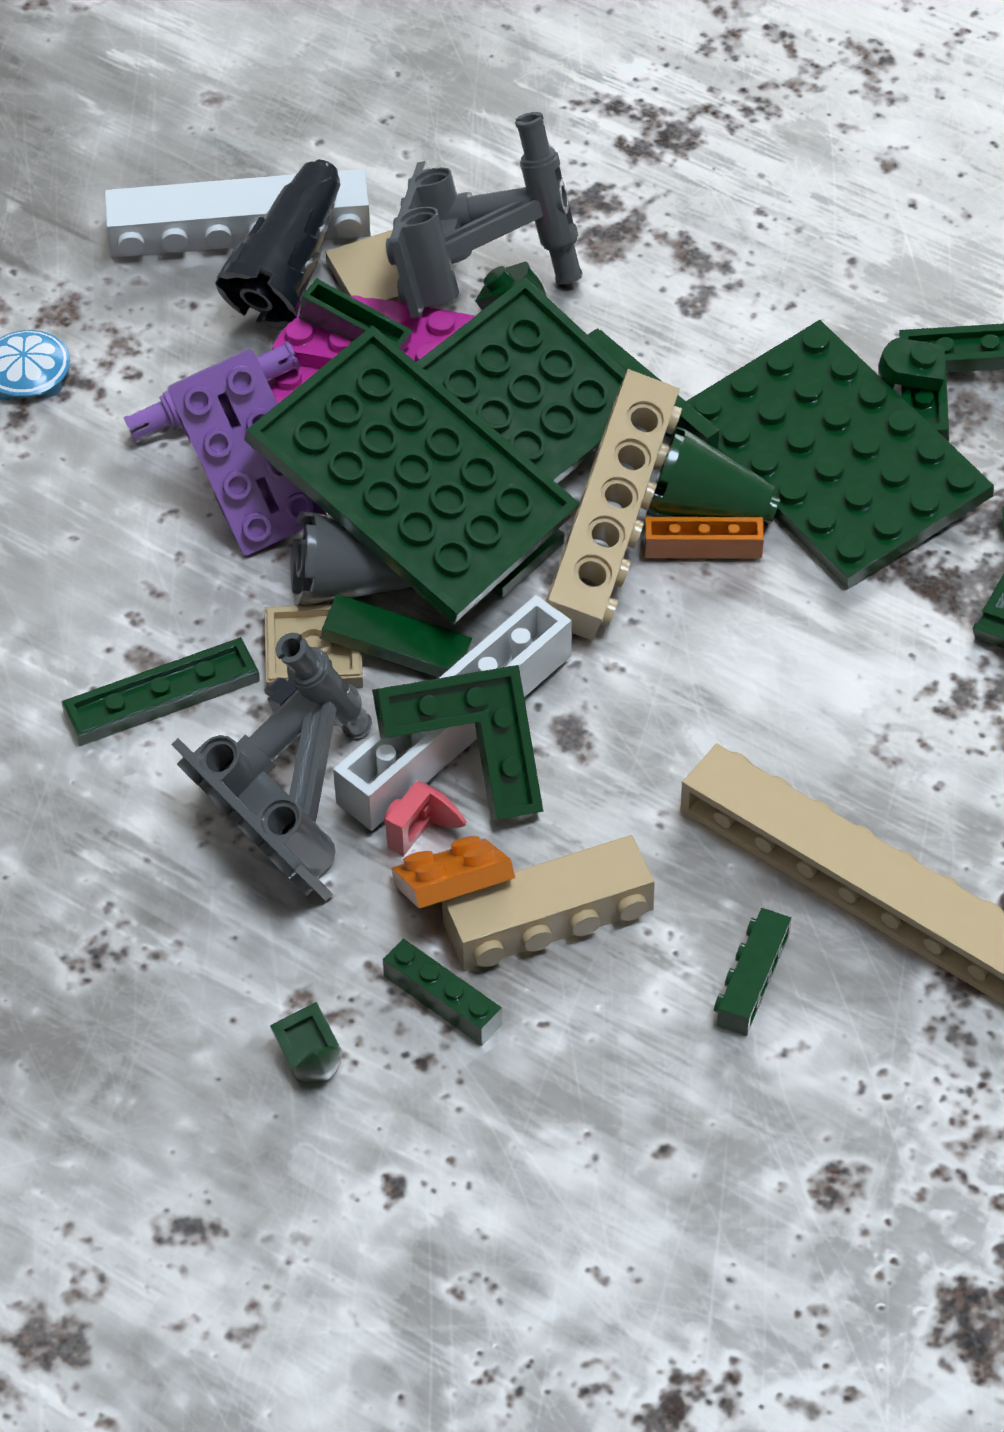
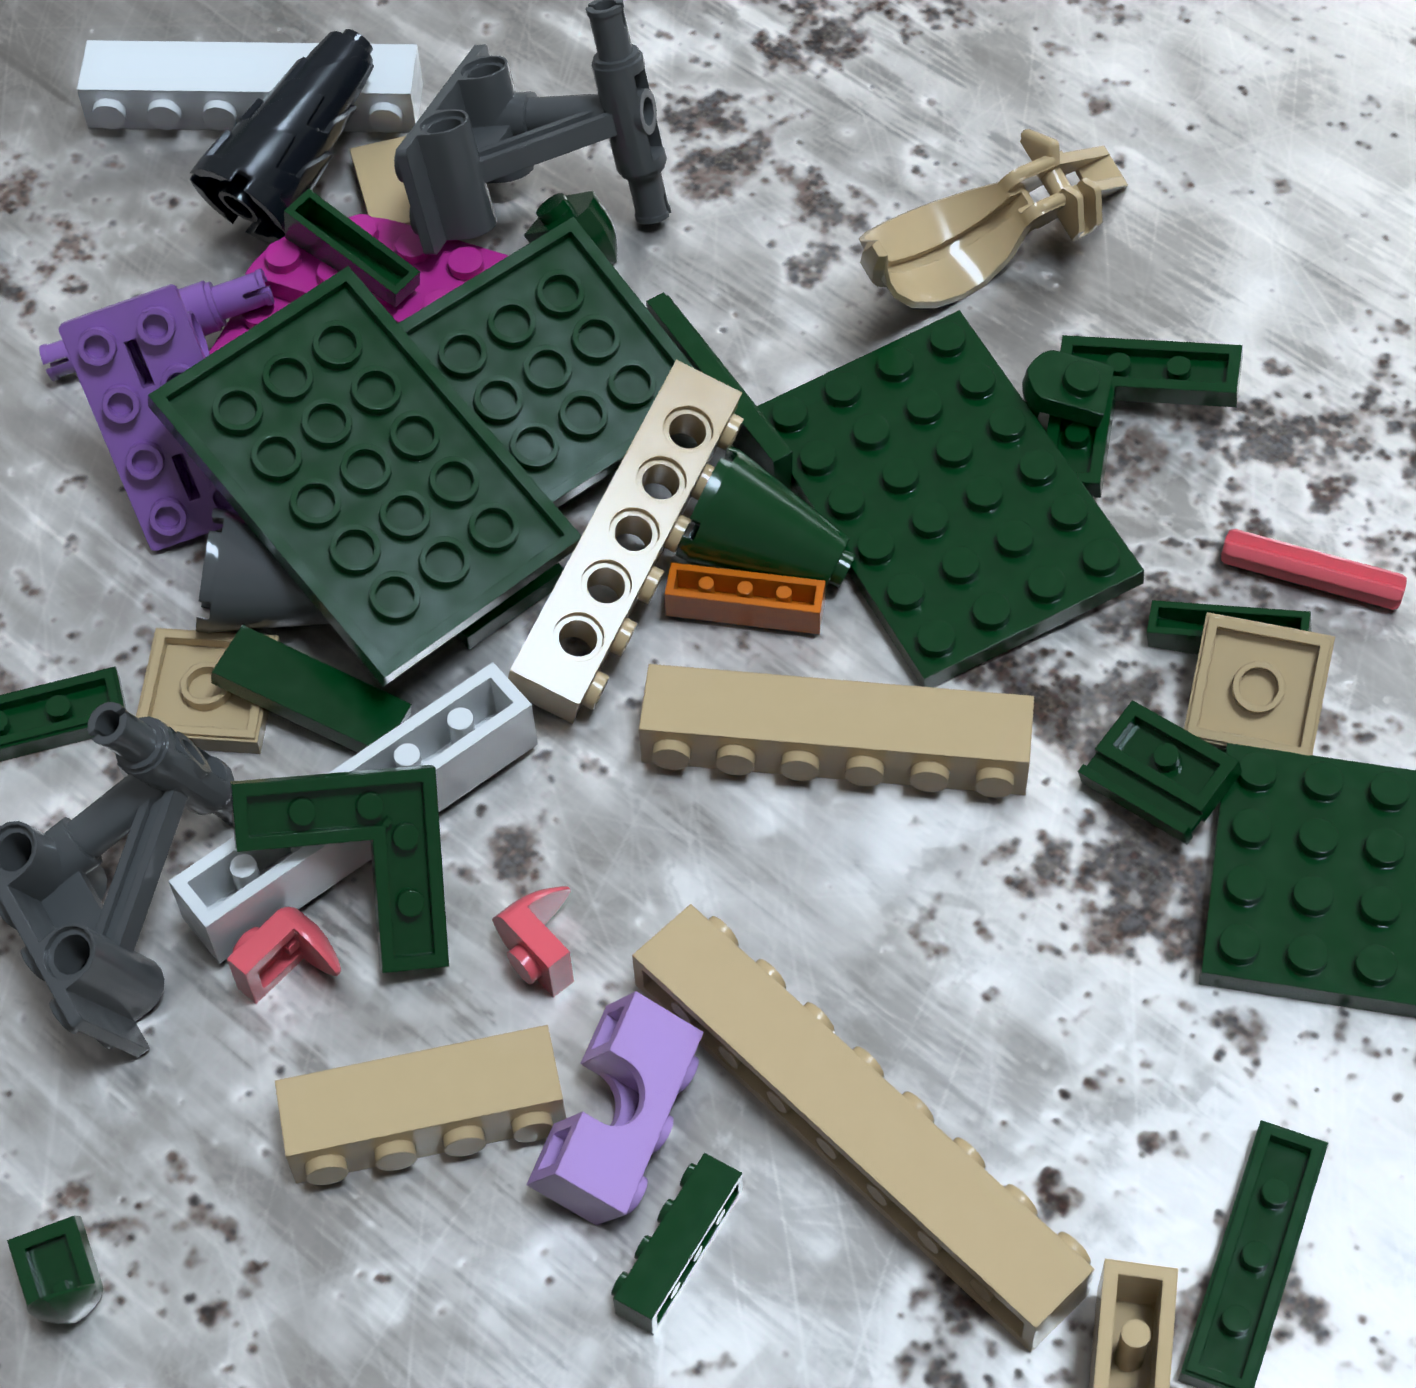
camera: 10 degrees right, 5 degrees up
(442, 991) = (255, 1216): dark green piece -> none
(451, 873) = (298, 1046): orange plate -> none
(603, 787) = (531, 945): none -> coral plate
(688, 921) = (646, 1063): none -> lavender arch
(792, 619) = (836, 730): none -> tan brick
(813, 269) = (967, 238): none -> tan piece

